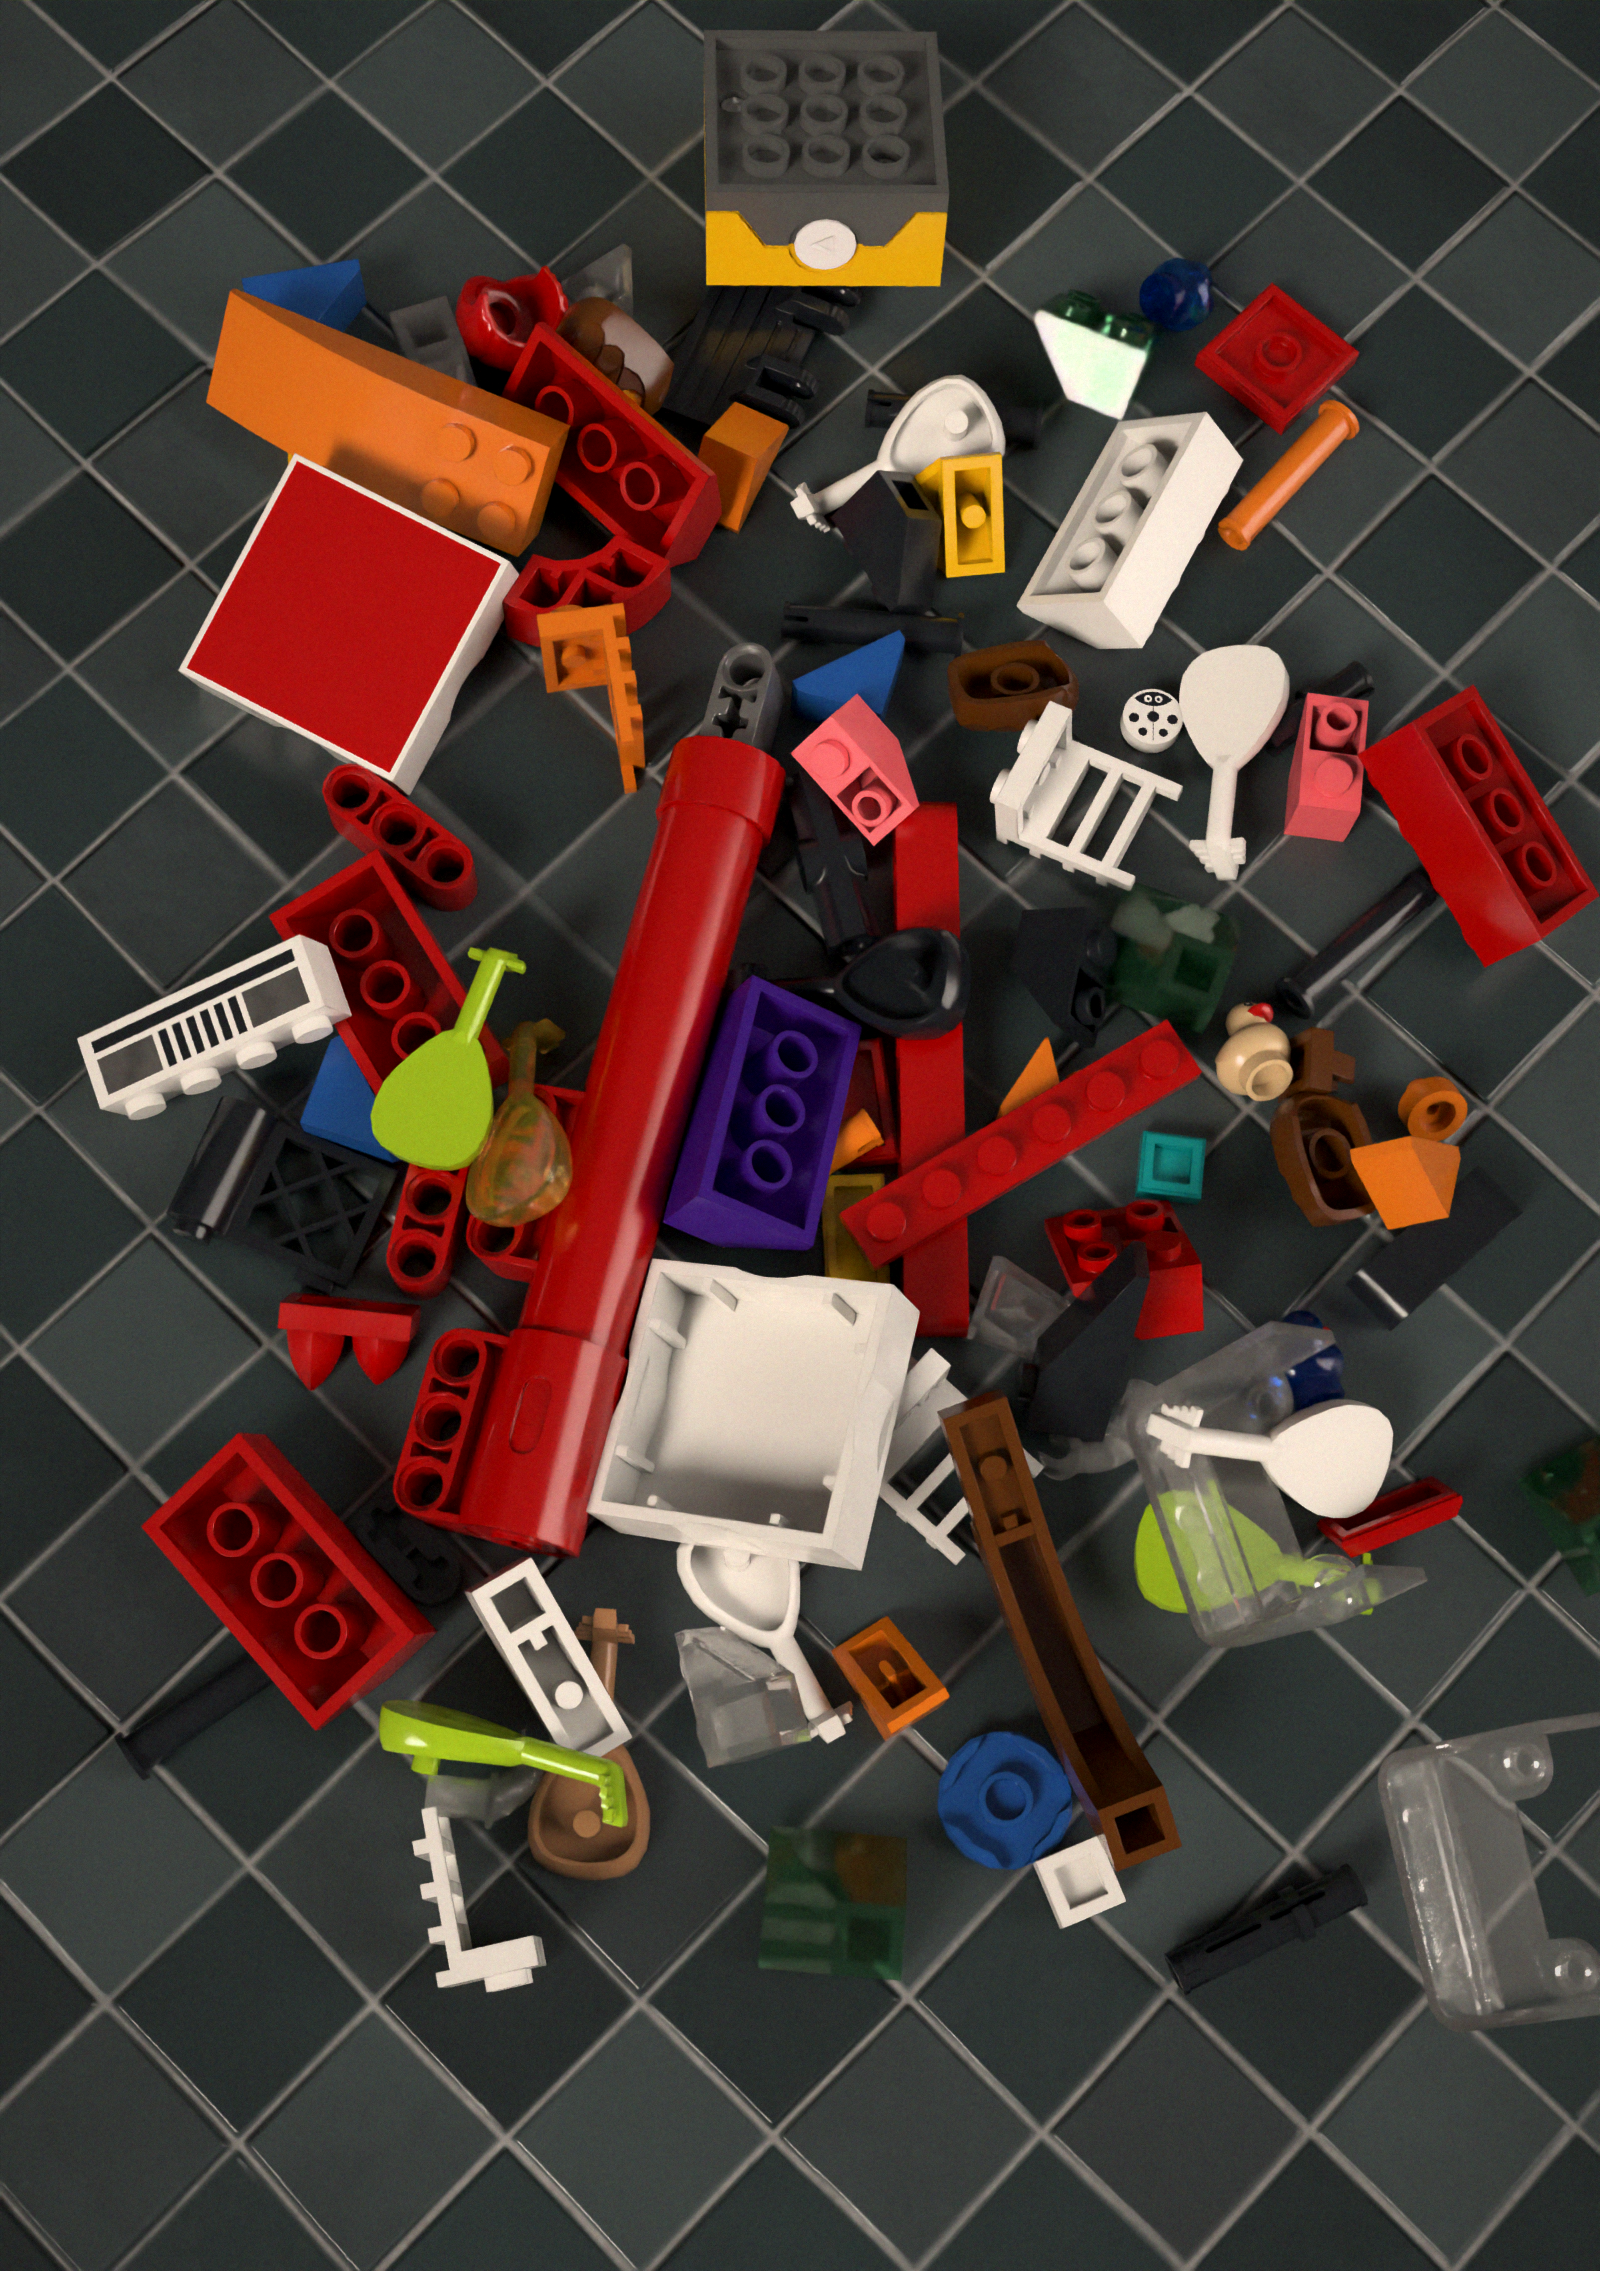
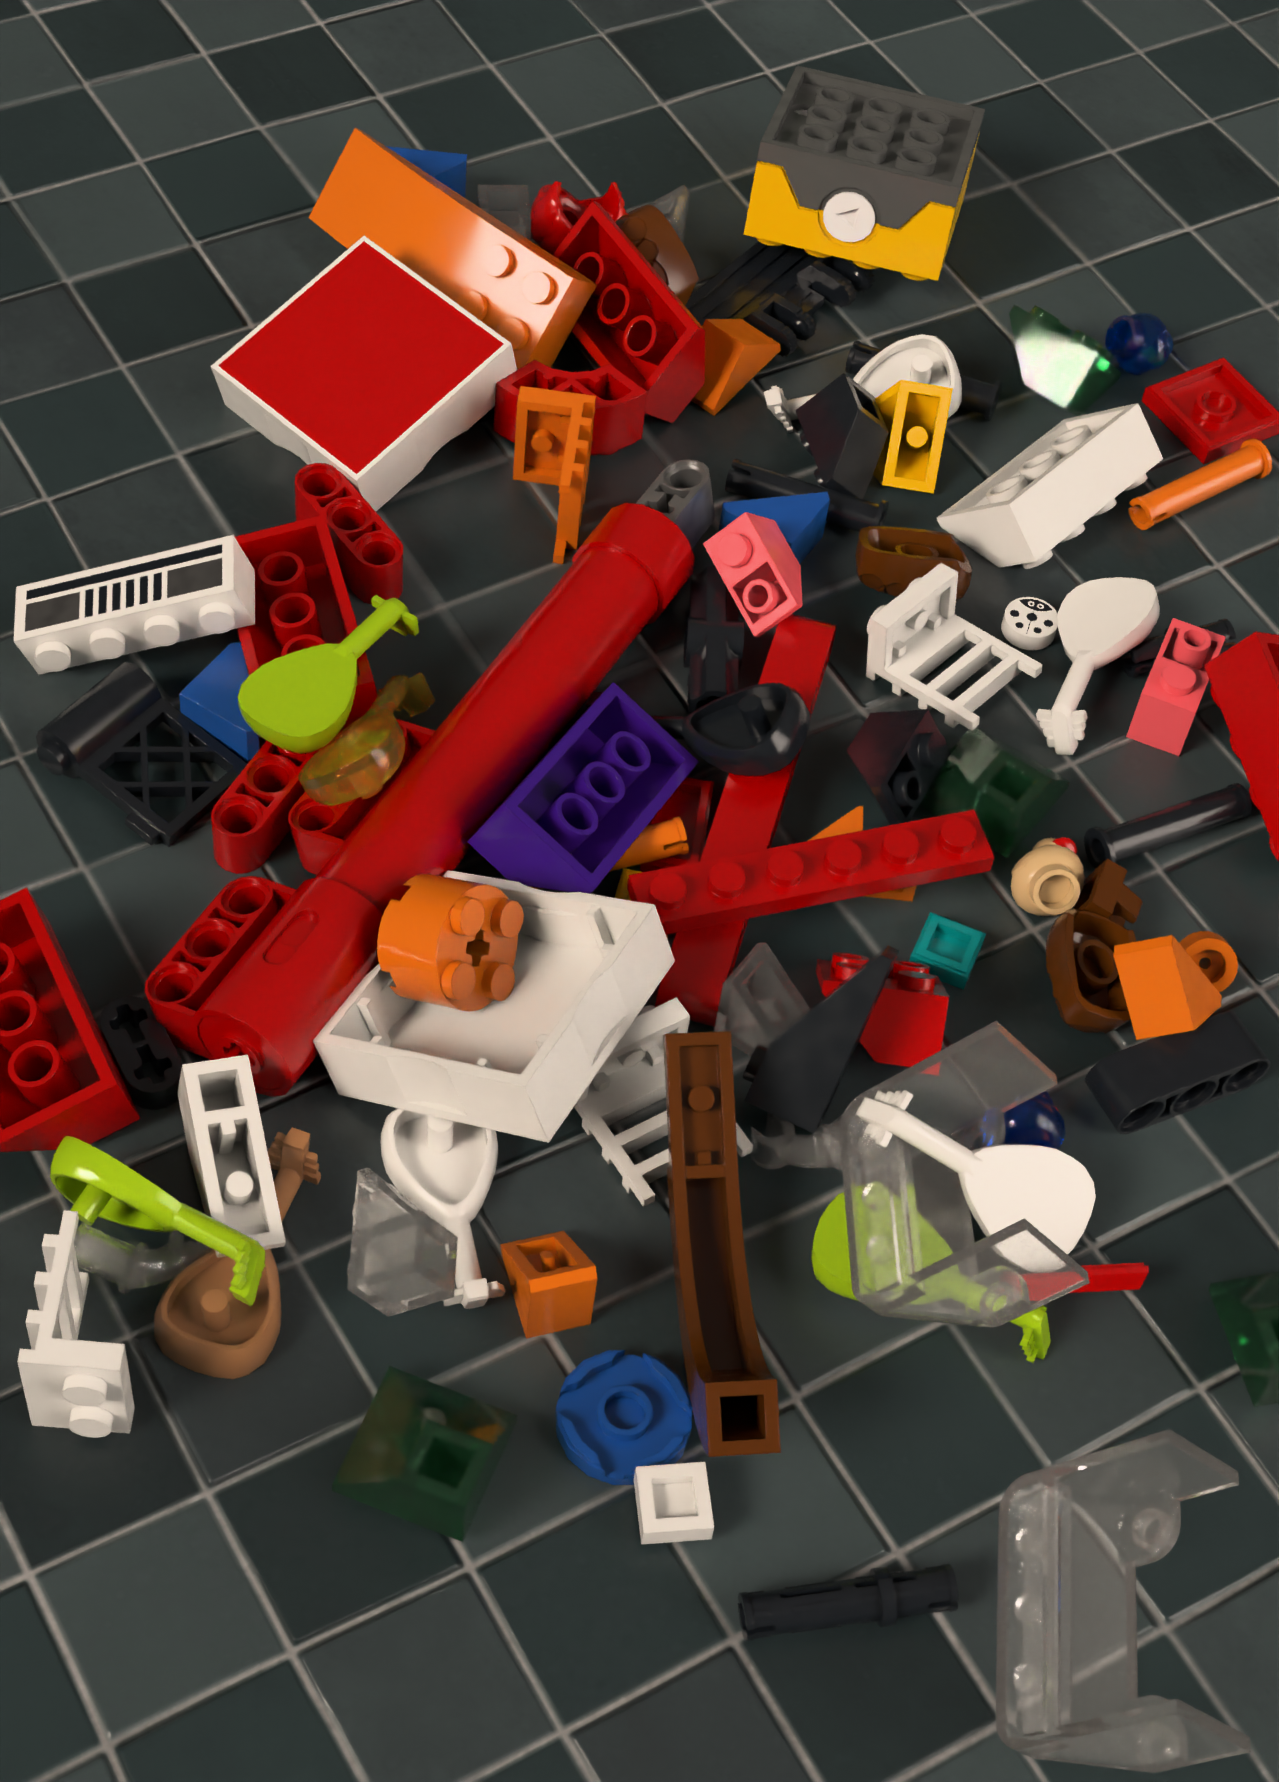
camera: 15 degrees right, 20 degrees down
(319, 1326) = (133, 854): red tile -> none
(689, 1360) = (450, 942): none -> orange brick

